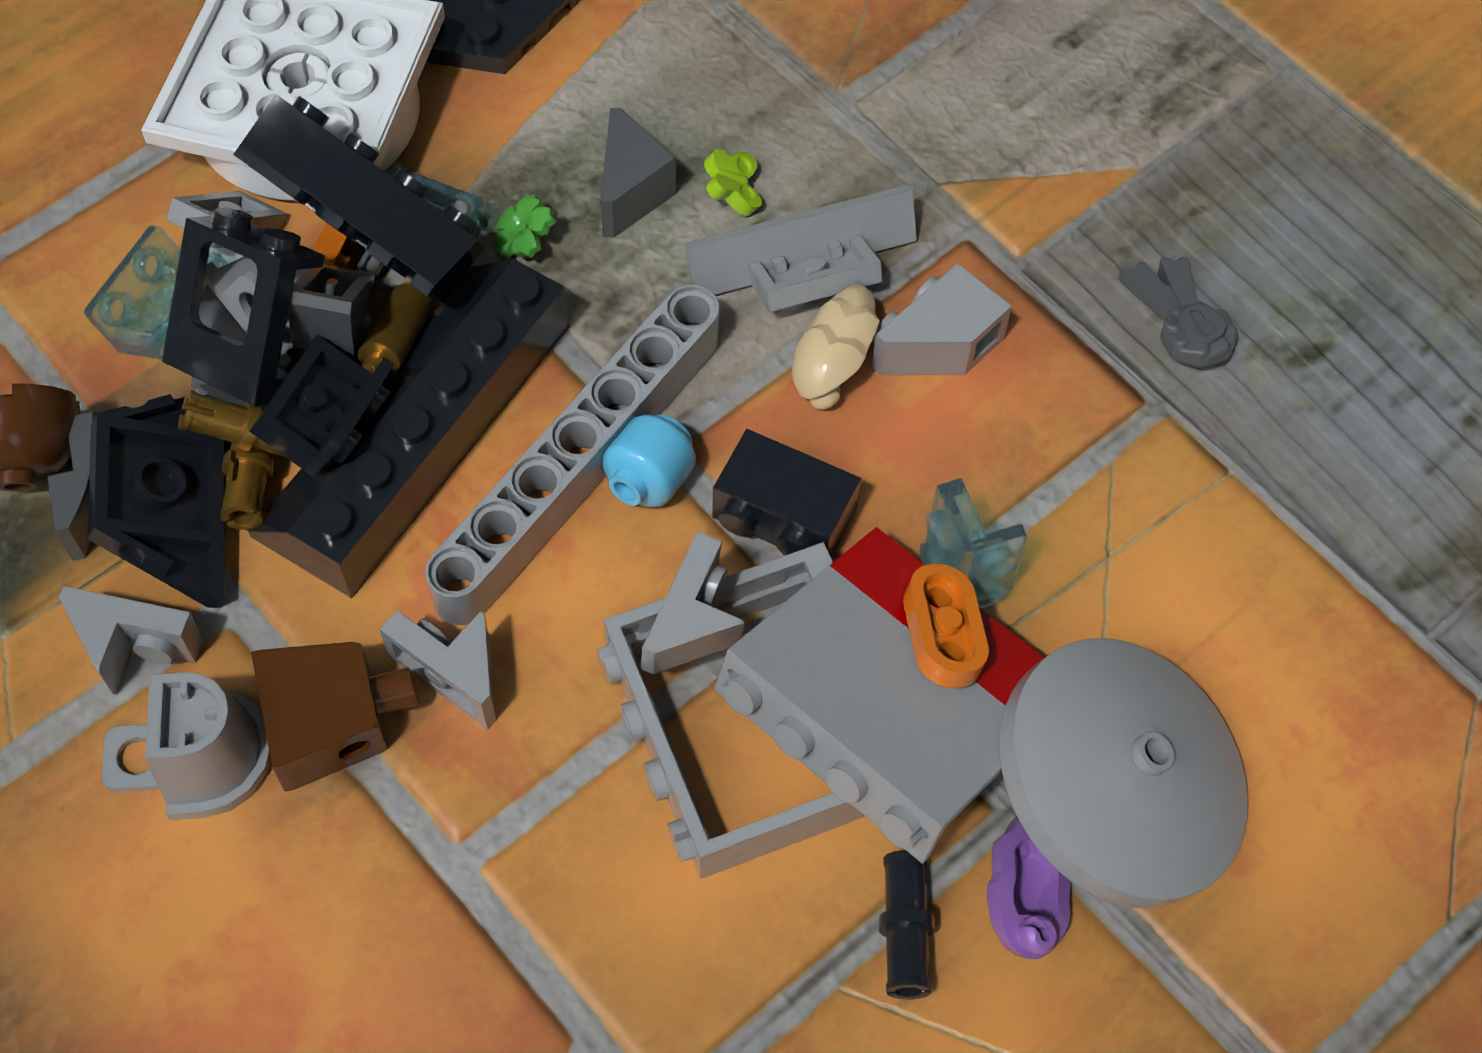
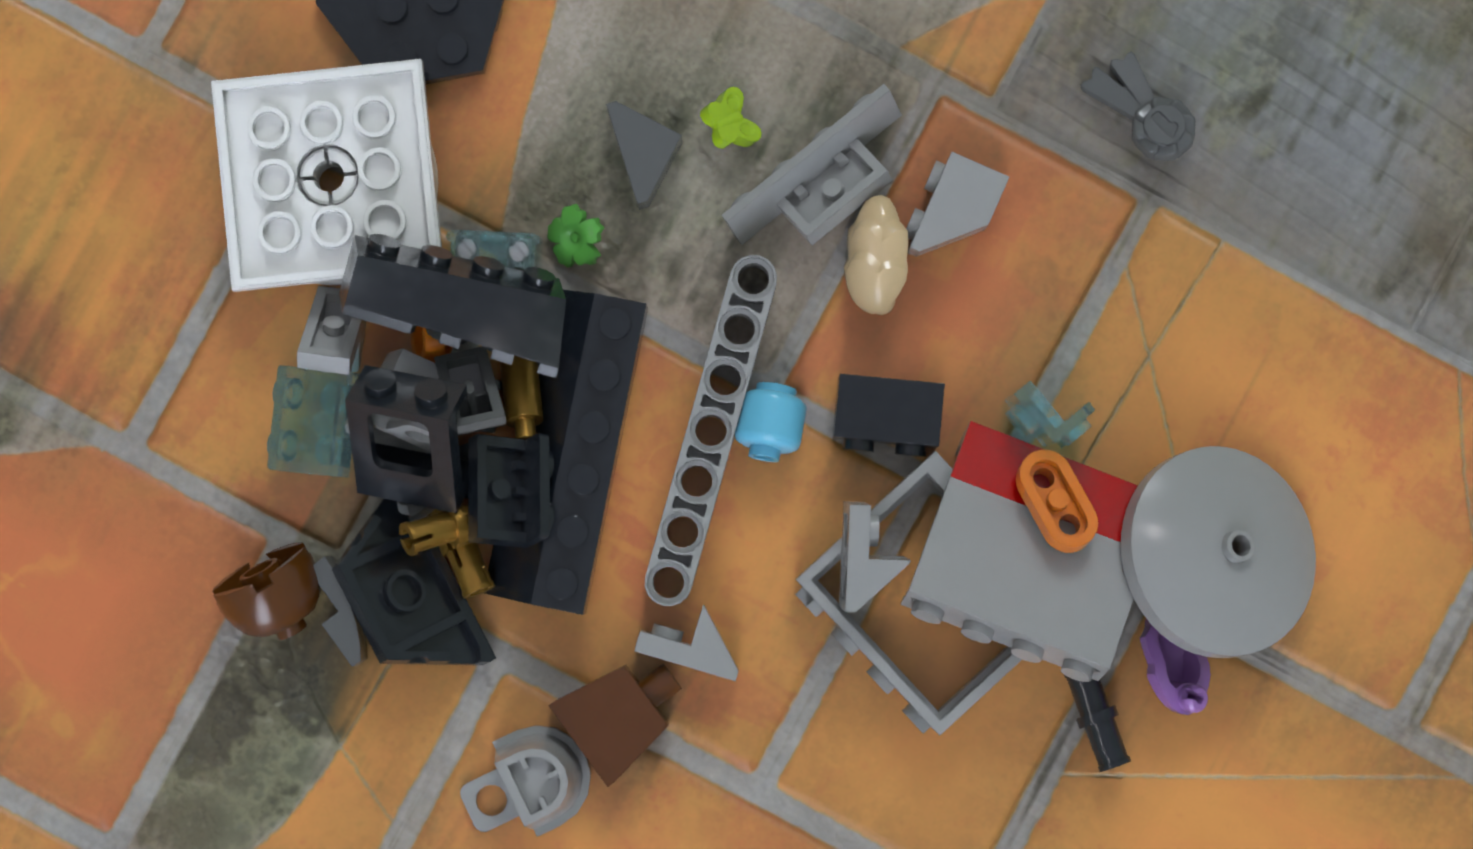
camera: 20 degrees left, 25 degrees up
(118, 626) = (424, 718): light grey slope -> none

